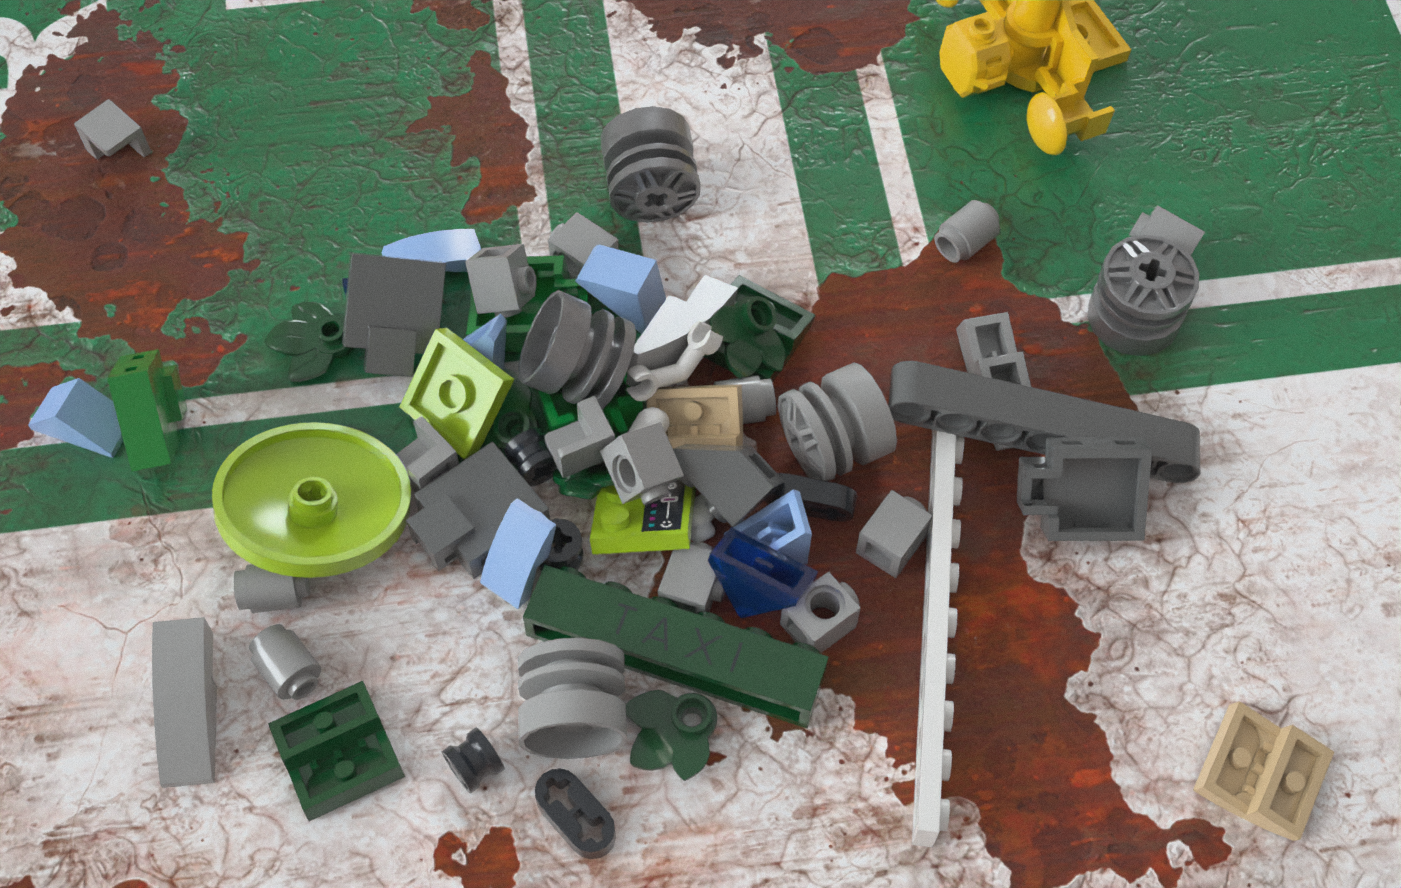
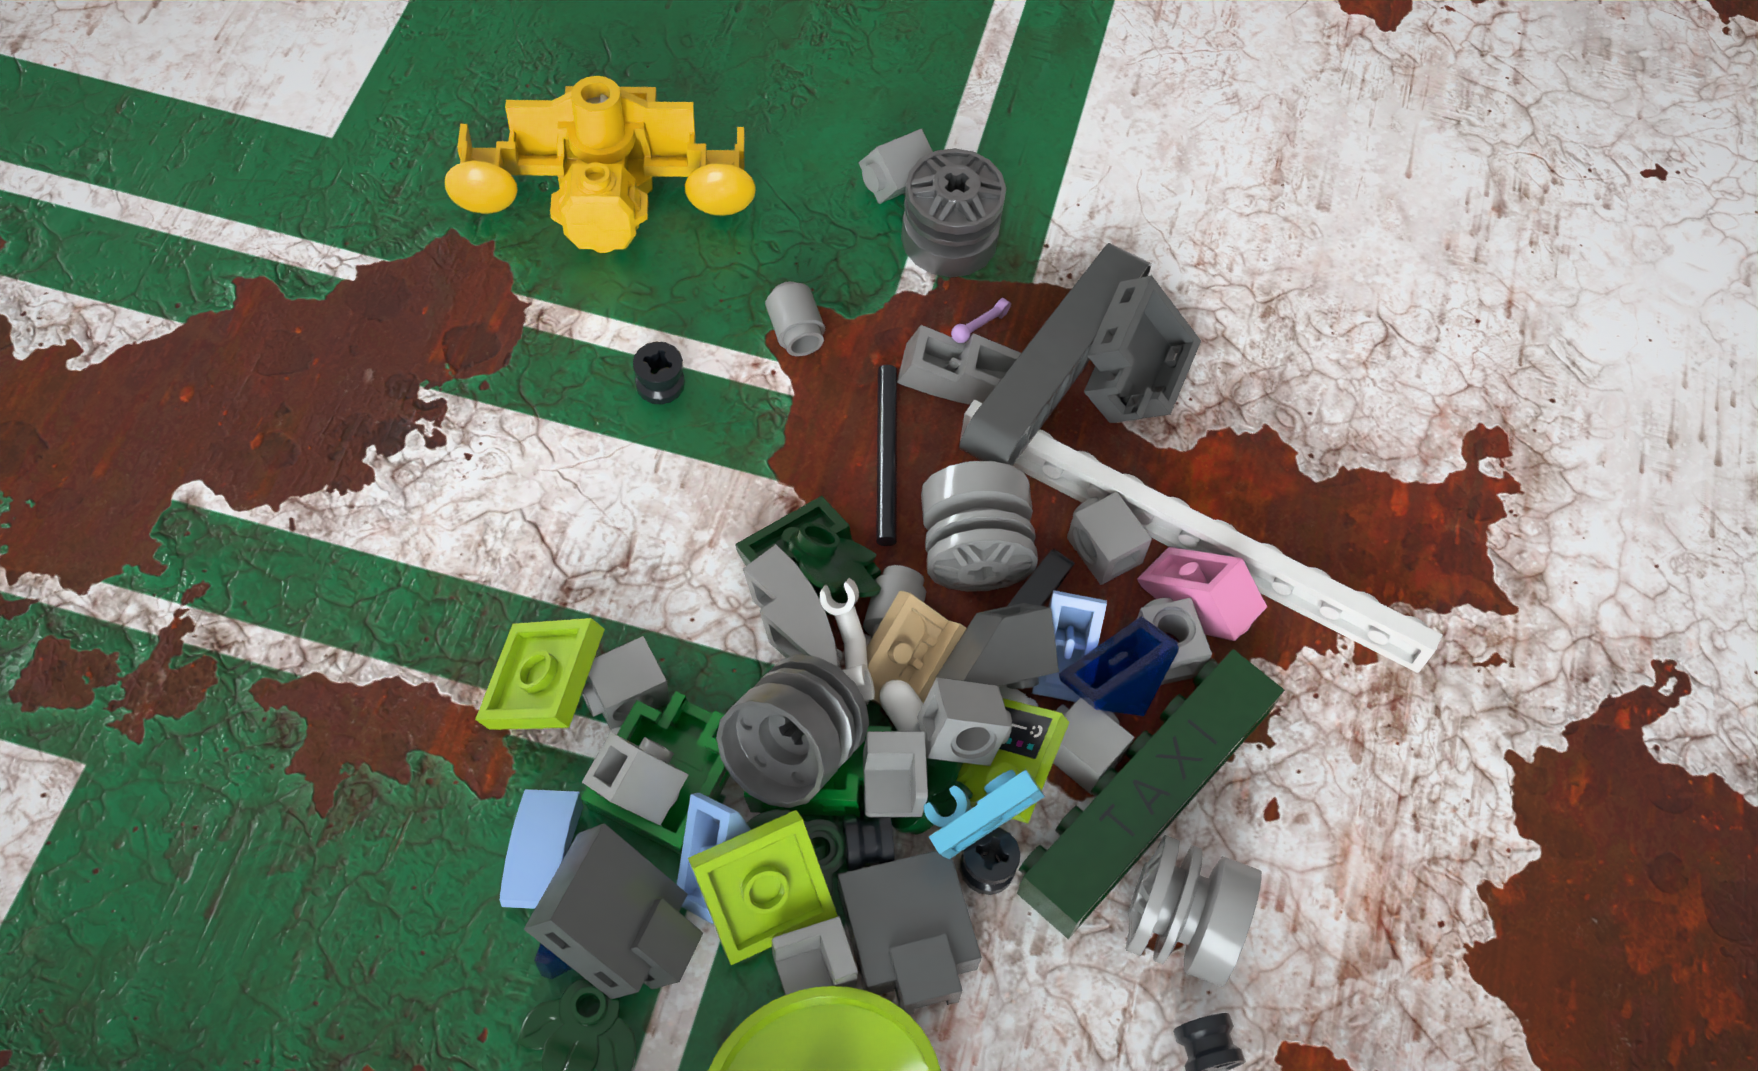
camera: 70 degrees left, 0 degrees up
(516, 552) = (997, 898): light blue slope -> none
(559, 194) = (540, 675): none -> lime plate
(570, 506) = (1006, 798): none -> medium azure plate
(583, 805) = (1291, 953): black beam -> none
(624, 284) = (701, 655): light blue slope -> none
(650, 164) = (560, 561): flat silver wheel -> none
(665, 735) = (1244, 838): dark green plate -> none
(851, 172) = (666, 383): none -> black wheel
(882, 628) = (1218, 586): none -> bright pink slope
(885, 347) = (886, 456): none -> black bar
(1080, 377) = (962, 332): none -> lavender hinge
(1264, 771) = (1443, 366): tan slope -> none

